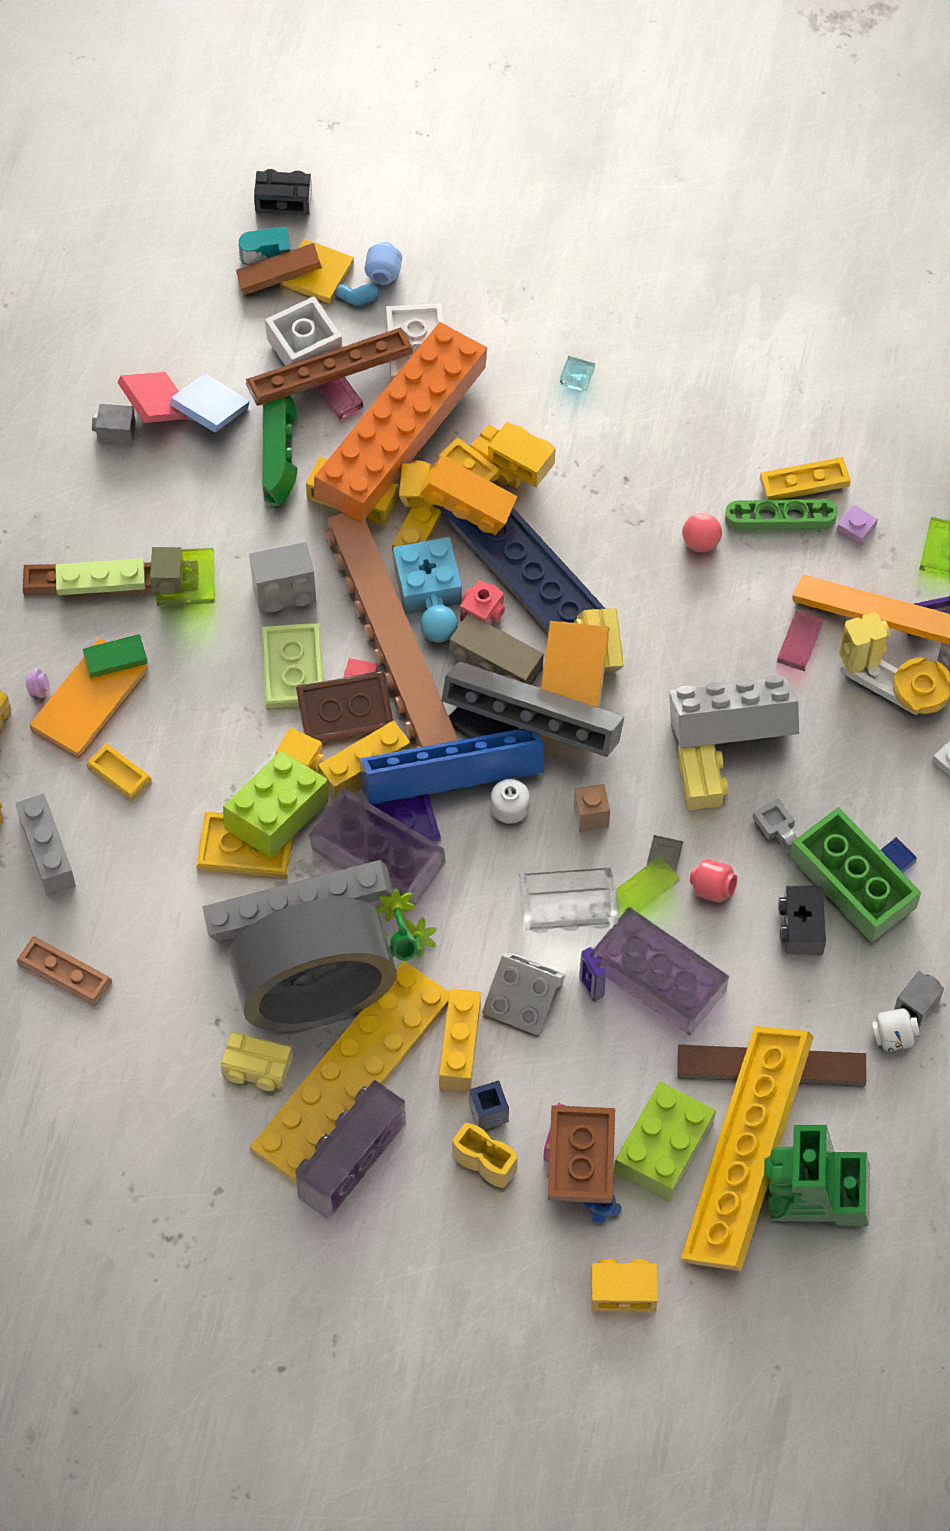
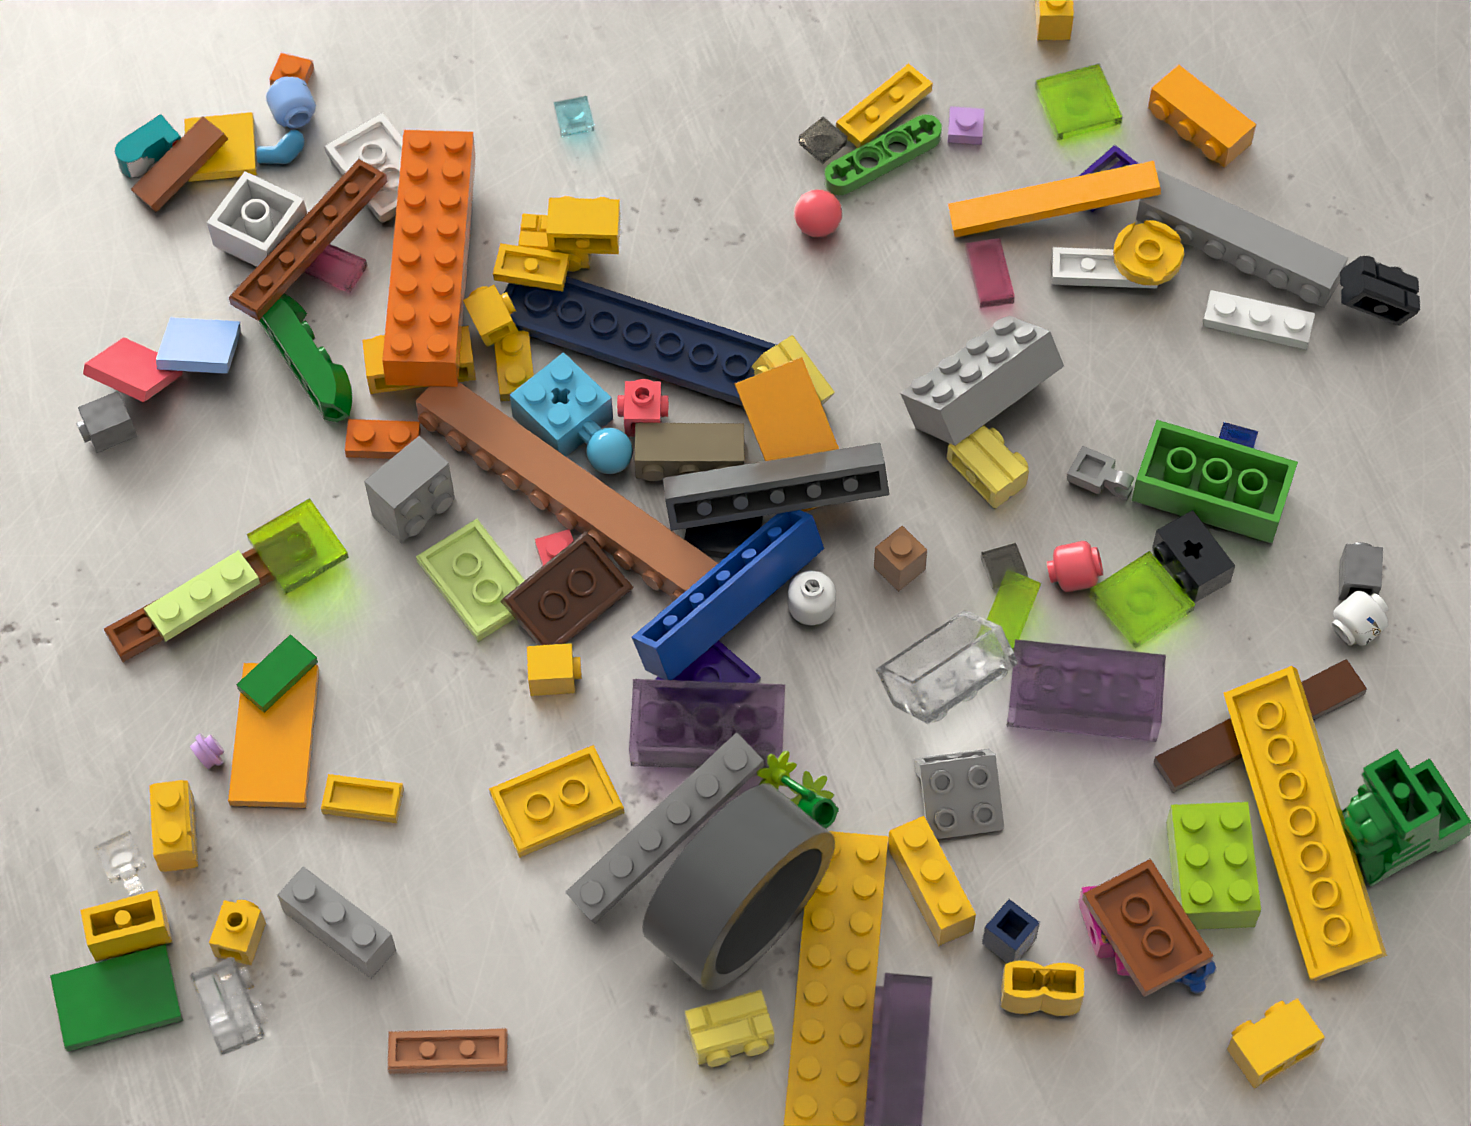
camera: 30 degrees left, 0 degrees up
(166, 570) = (278, 548): olive brick -> none
(275, 804) = (566, 737): lime brick -> none
(283, 191) = (128, 80): black brick -> none
(289, 531) = (379, 437): none -> orange plate
(344, 768) = (616, 657): yellow brick -> none
(402, 240) = (292, 66): none -> orange plate
(468, 495) = (557, 297): light orange brick -> none
(591, 970) = (1028, 724): tile -> none
(742, 481) = (822, 140): none -> clear smoke plate
(748, 930) = (1142, 599): none -> clear neon green tile
(863, 642) = (1068, 238): light yellow brick -> none

